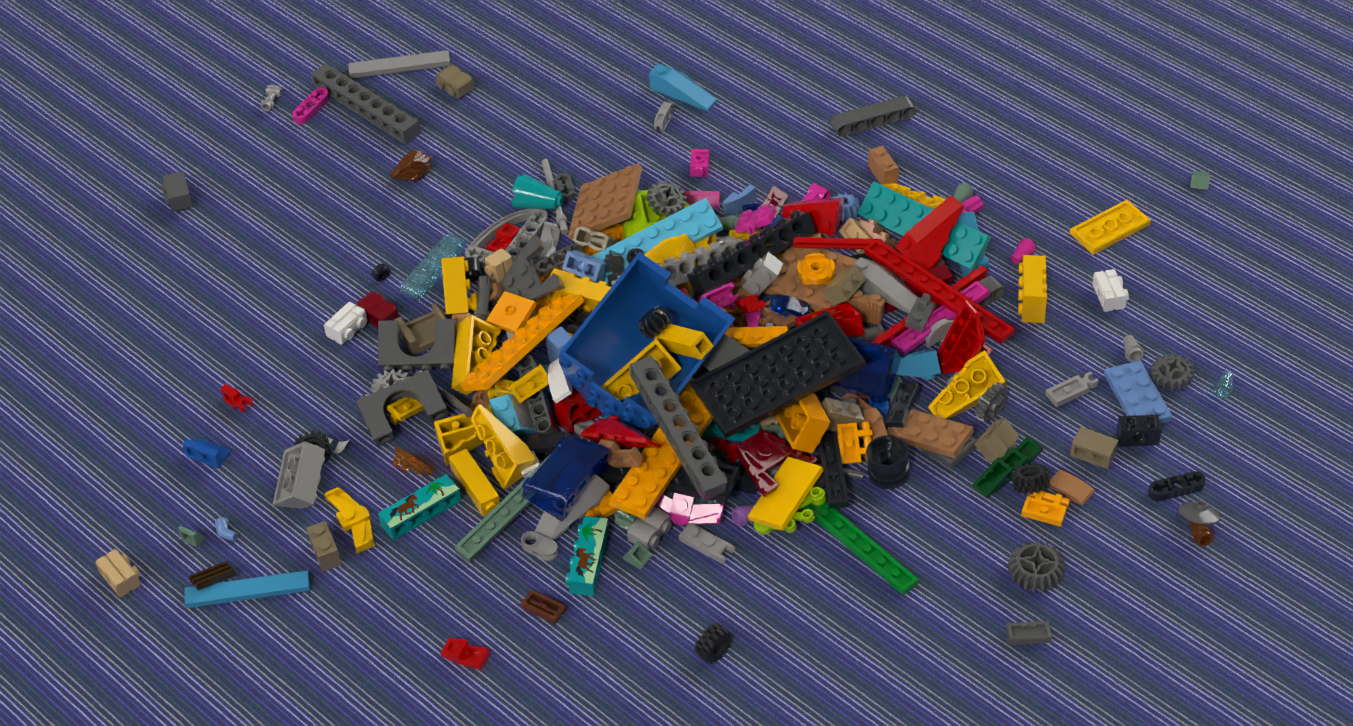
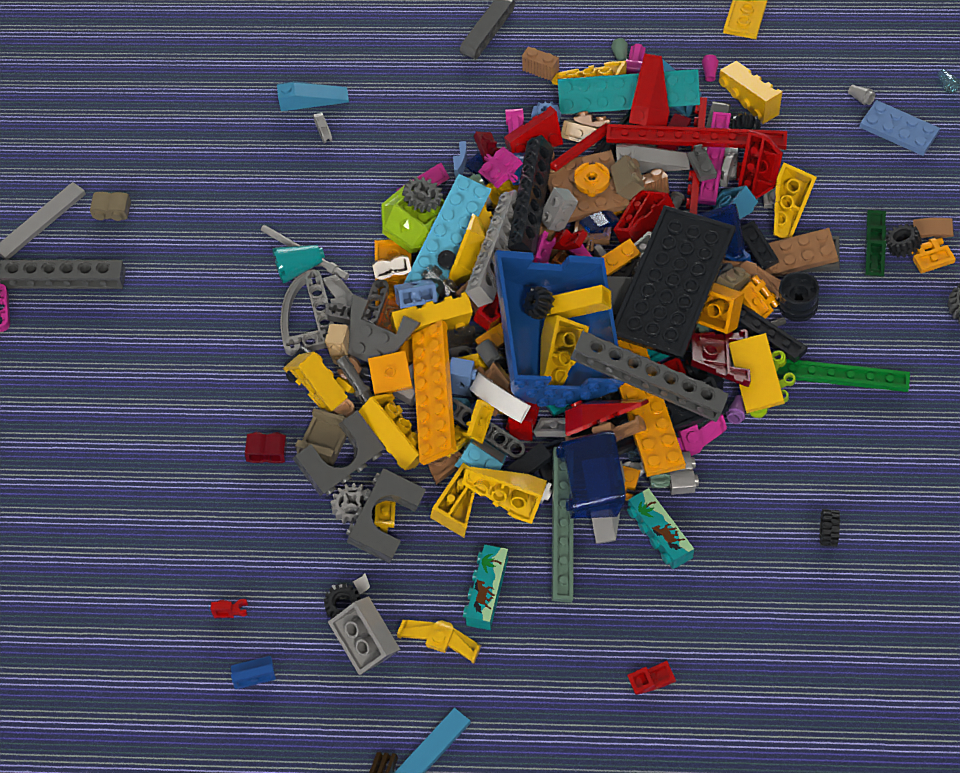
camera: 40 degrees left, 10 degrees up
(191, 536) = (323, 753): sand green slope -> none
(223, 531) = (344, 728): medium blue arm -> none
(323, 546) = (447, 677): dark tan brick -> none
(345, 323) = (250, 477): white brick -> none
(381, 272) = (232, 412): black tile -> none
(408, 460) = (448, 554): clear orange plate -> none
(412, 166) = (157, 303): reddish brown hair -> none
(430, 268) = (271, 378): clear light blue beam -> none
(457, 403) = (433, 479): dark grey bar -> none
(474, 481) = (508, 534): yellow brick -> none
(503, 238) = (303, 315): red slope -> none
(540, 609) = (669, 602): copper tile -> none
(543, 548) = (617, 548): light grey piece -> none
(565, 187) = (307, 236): dark grey beam -> none
(606, 200) = (362, 229): medium nougat plate -> none
(637, 555) = (691, 501): sand green slope -> none
(699, 163) = (394, 149): dark pink brick -> none
(705, 542) = (730, 454): light grey hinge -> none
(992, 402) = (821, 200): dark grey gear -> none
(997, 440) = (851, 227): dark tan brick -> none
(998, 307) = (746, 121): none -> black gear
(1071, 389) = (854, 153): light grey plate -> none
(1094, 447) = (917, 187): dark tan brick -> none
(1110, 290) = (801, 59): white brick -> none
(1138, 430) = (933, 154): black brick -> none
(1172, 371) = (906, 94): dark grey gear -> none

